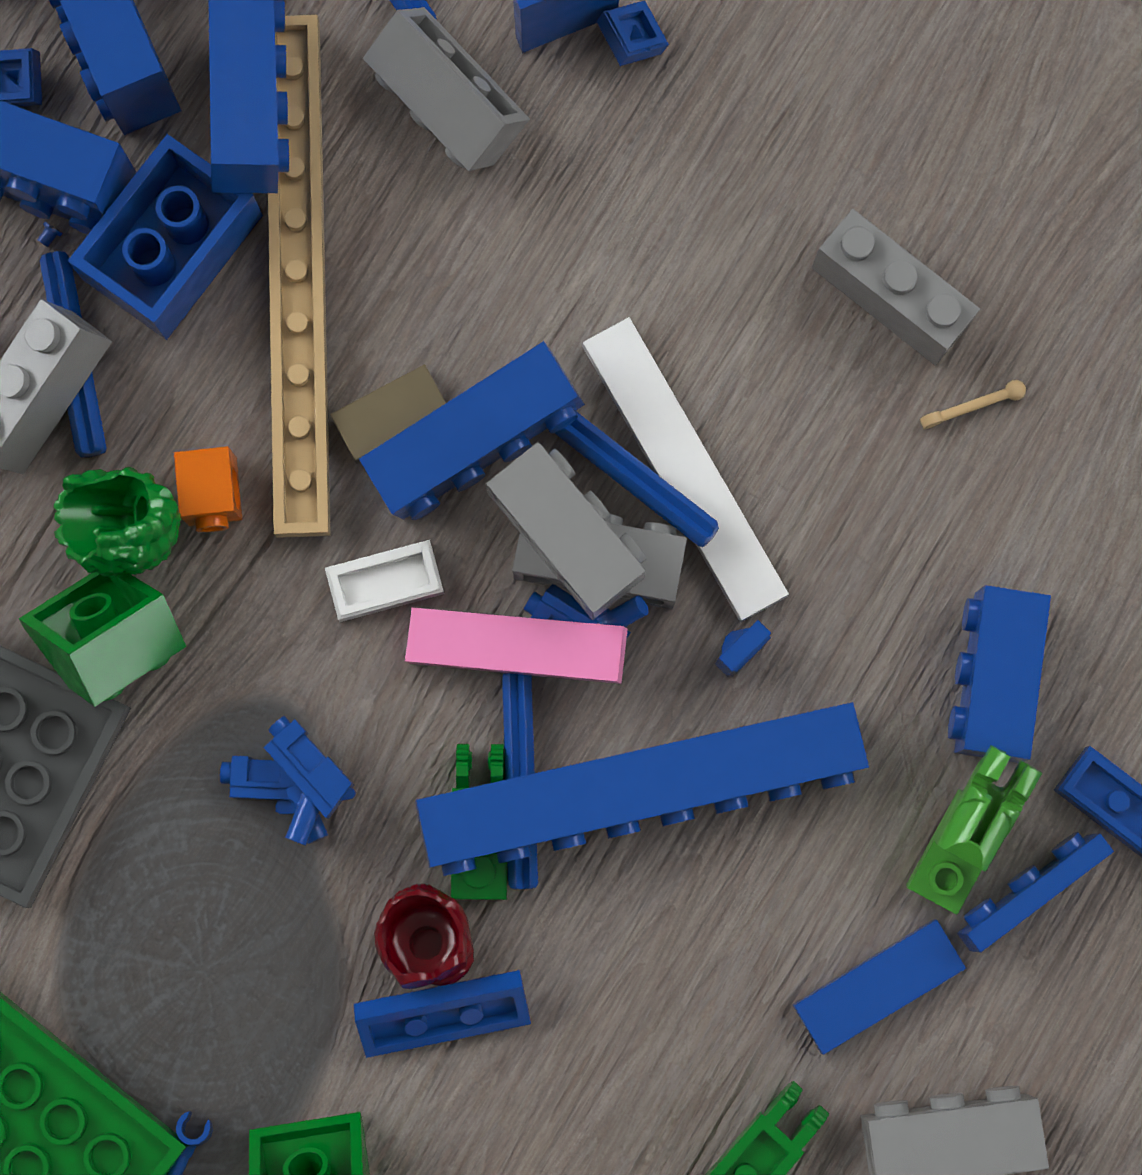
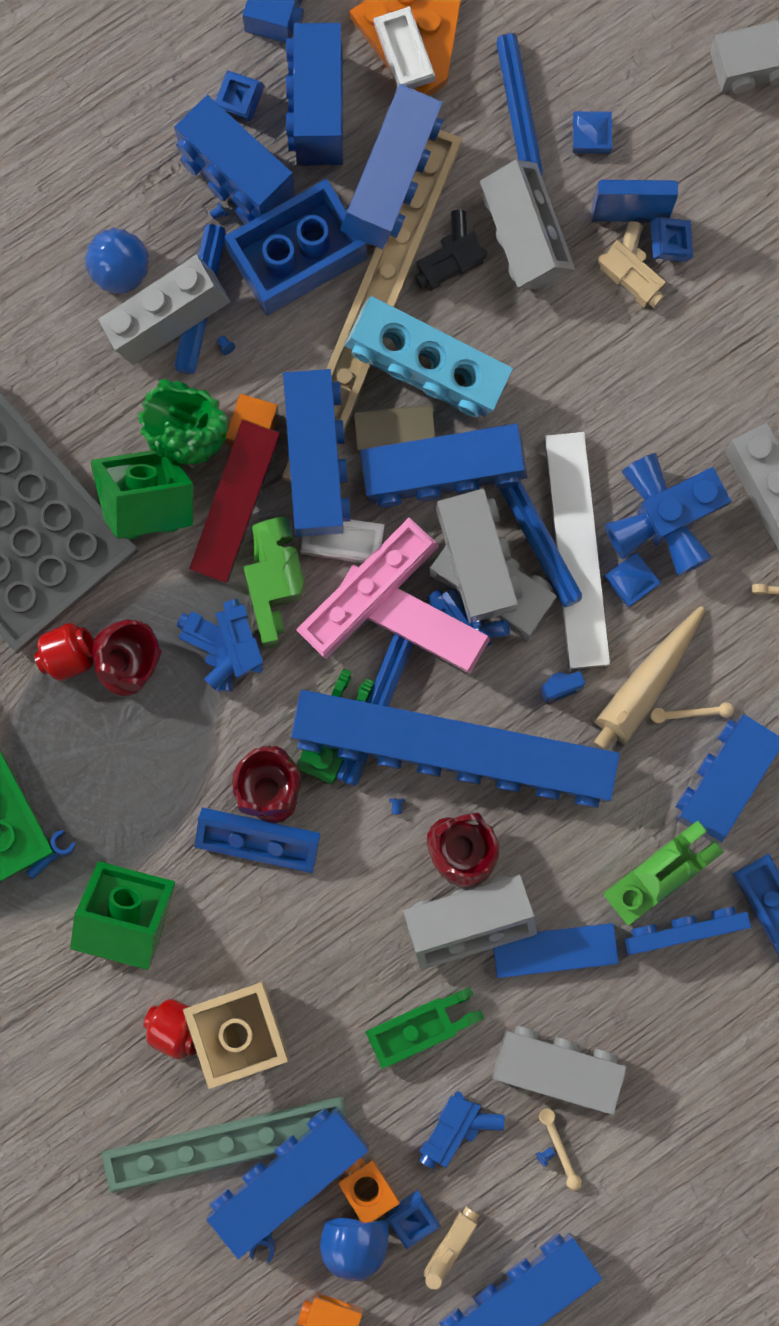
camera: 25 degrees right, 0 degrees up
(91, 879) = (65, 652): none -> red head
(133, 400) = (226, 346): none -> blue piece
(171, 852) = (125, 656): none -> dark red hair
(226, 591) = (235, 500): none -> dark red tile
(300, 487) = (313, 453): none -> blue brick
(321, 667) = (275, 578): none -> bright green plate
(375, 162) = (458, 255): none -> black piece
(443, 630) = (367, 588): none -> bright pink tile
(471, 297) = (483, 374): none -> medium azure brick
(590, 89) = (626, 267): none -> tan piece
(599, 888) = (396, 805): none -> blue piece
(711, 911) = (463, 851): none -> dark red hair
(758, 998) = (470, 921): none -> light grey brick
(769, 476) = (632, 580): none -> blue tile
(779, 374) = (668, 513): none -> blue brick
(842, 605) = (645, 685): none -> tan piece
(877, 631) = (659, 715): none -> tan hinge

